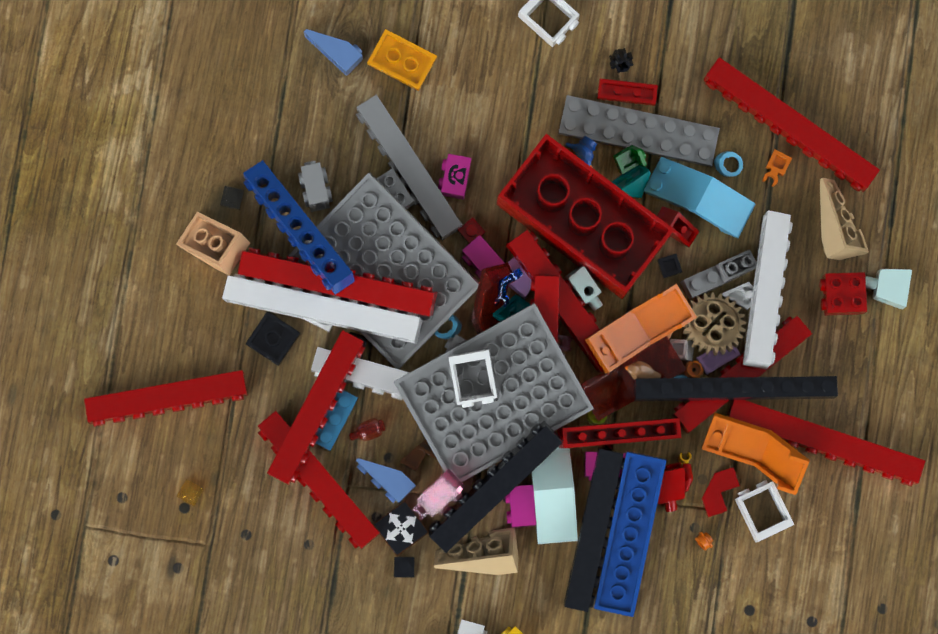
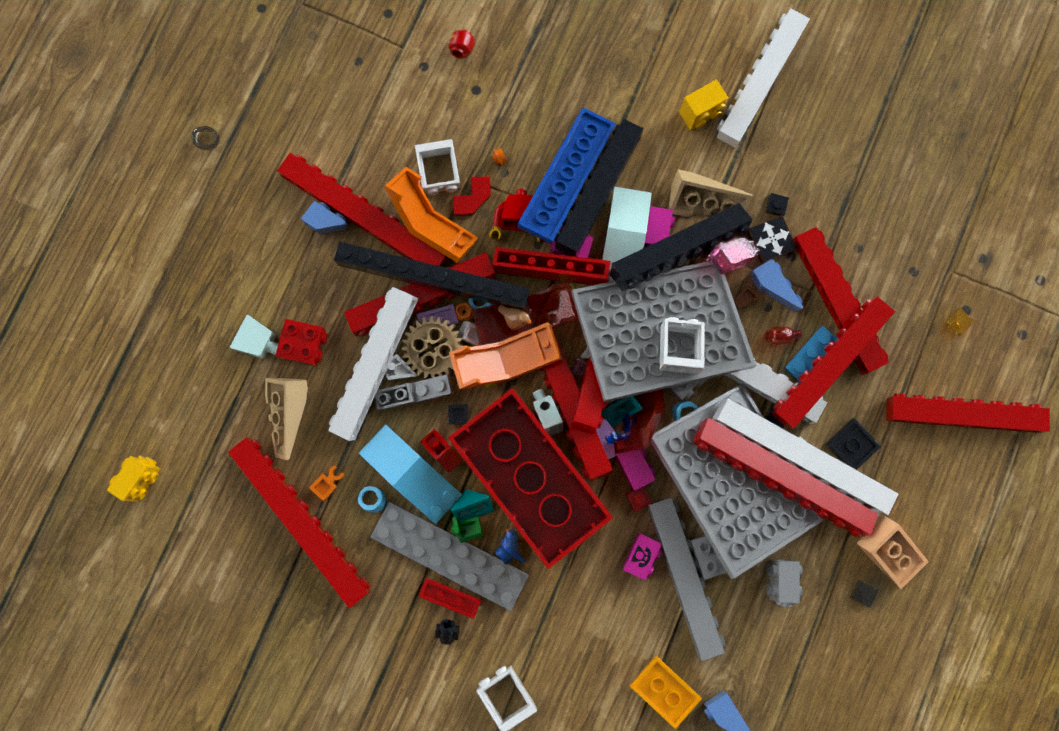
camera: 160 degrees left, 0 degrees up
(262, 175) = (841, 605): blue brick -> none
(865, 425) = (323, 220): none -> medium blue slope

